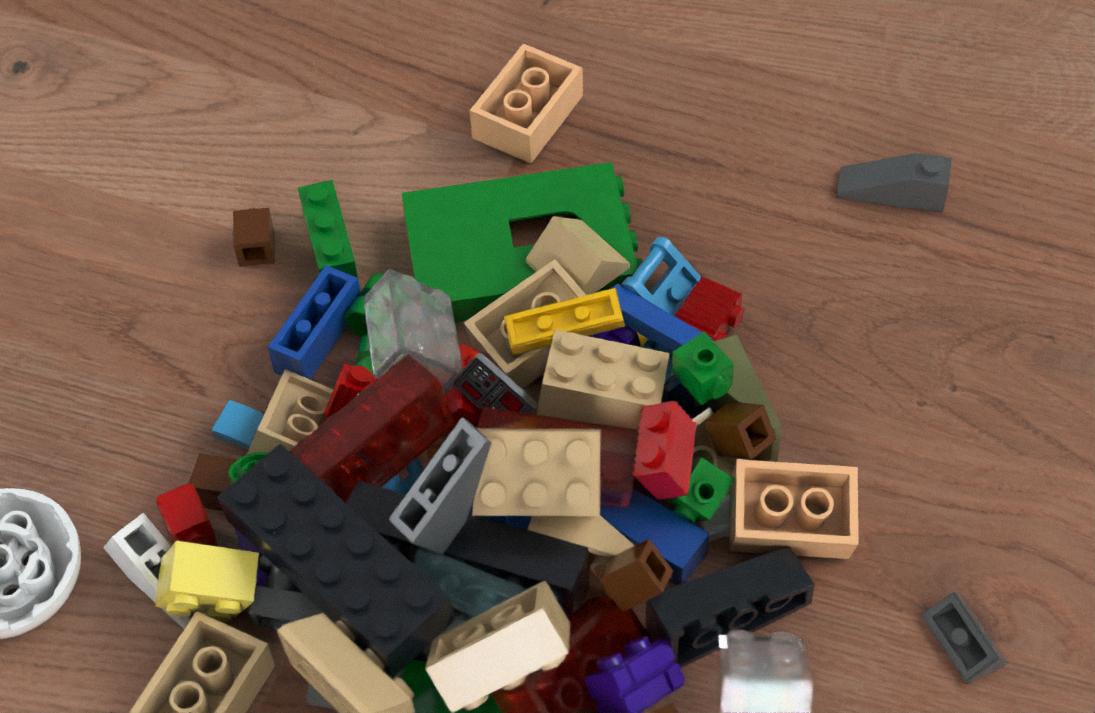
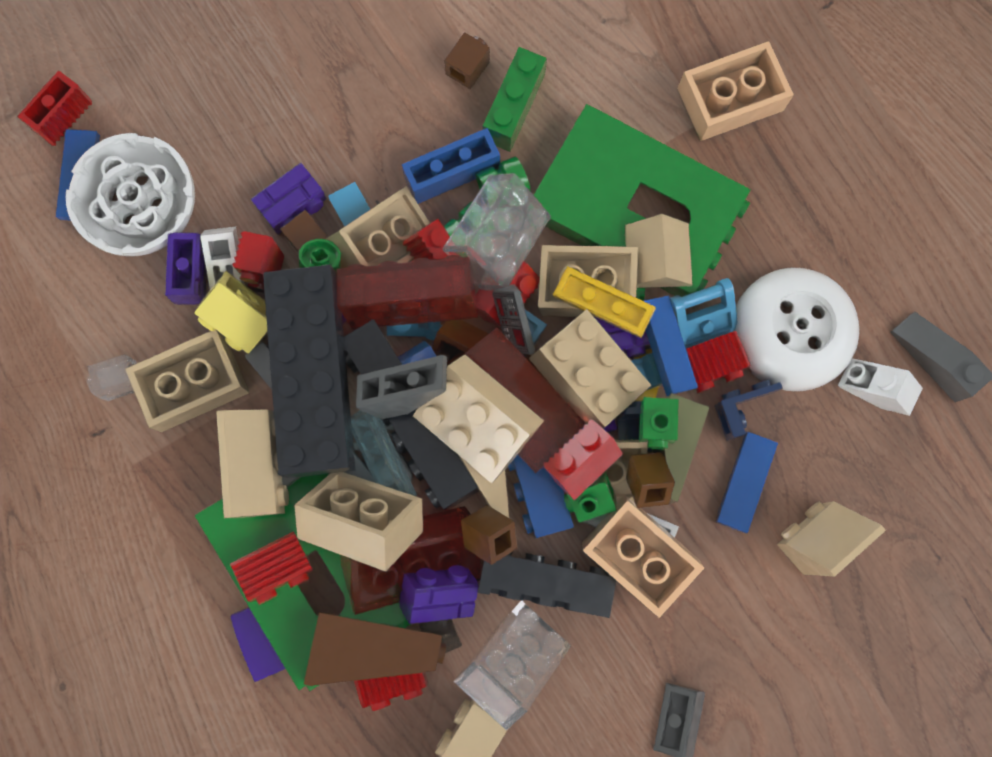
camera: 35 degrees right, 25 degrees up
(115, 591) = (185, 269): none -> dark purple brick
(170, 458) = (289, 197): none -> dark purple brick
(738, 251) = (795, 362): none -> white brick
(763, 350) = (734, 420): none -> dark blue bracket
(829, 396) = (746, 482): none -> blue tile
(869, 235) = (881, 385): none -> white slope
(938, 375) = (828, 539): none -> tan slope

